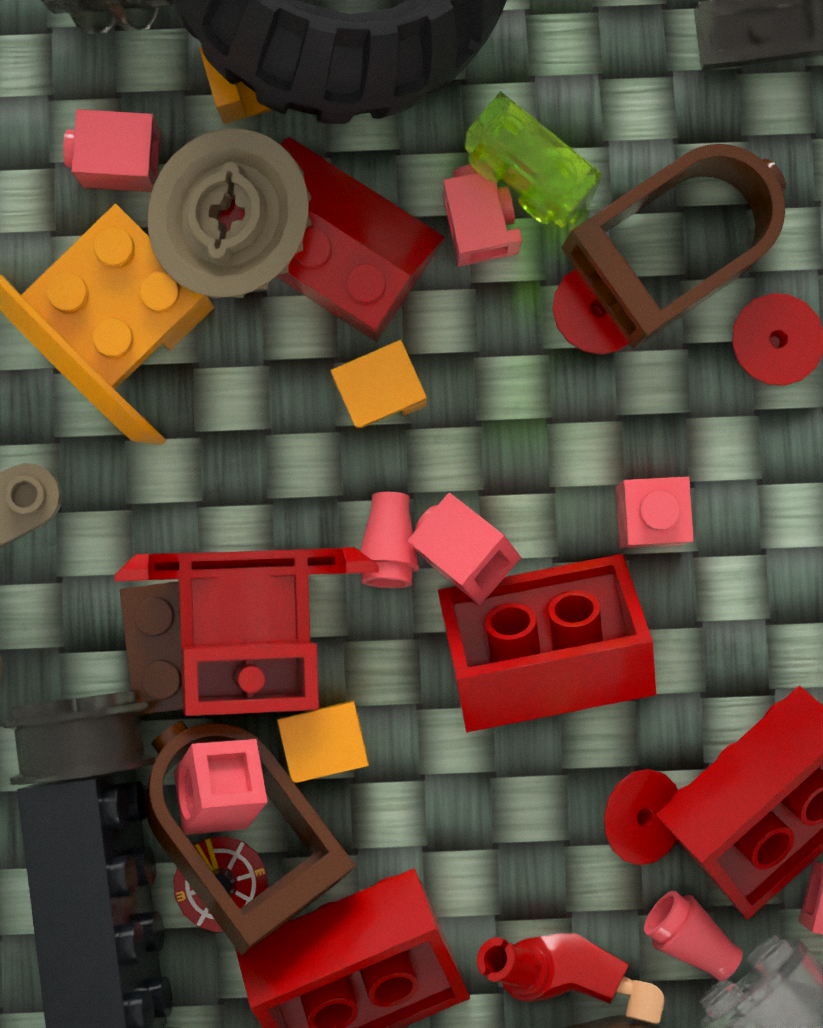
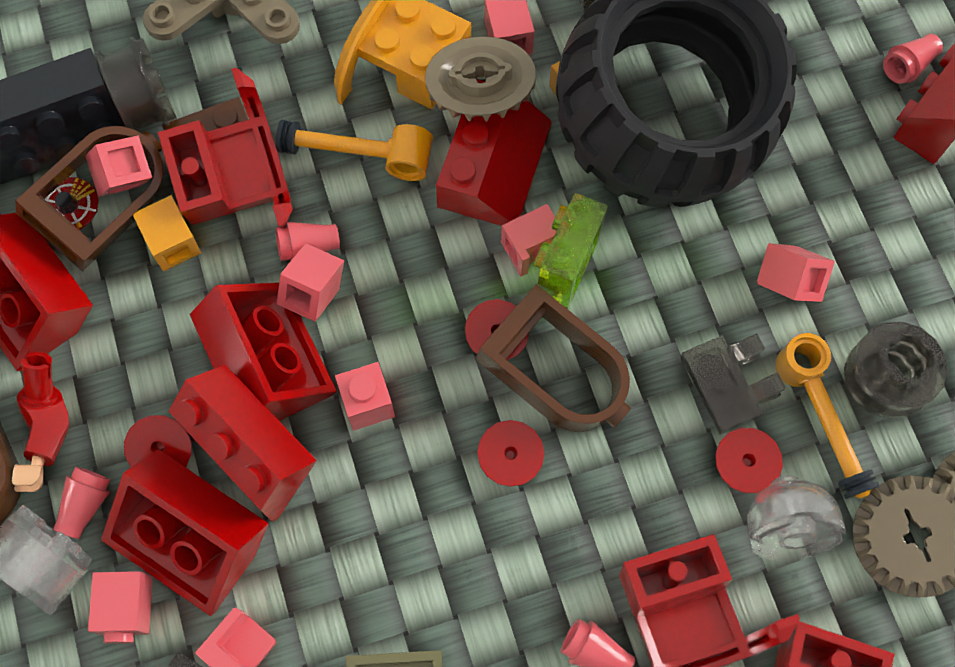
camera: 75 degrees right, 15 degrees down
(291, 362) = (405, 152): none -> light orange piece
(379, 385) = (406, 207): light orange panel -> none
(690, 690) = (243, 438): none -> red slope

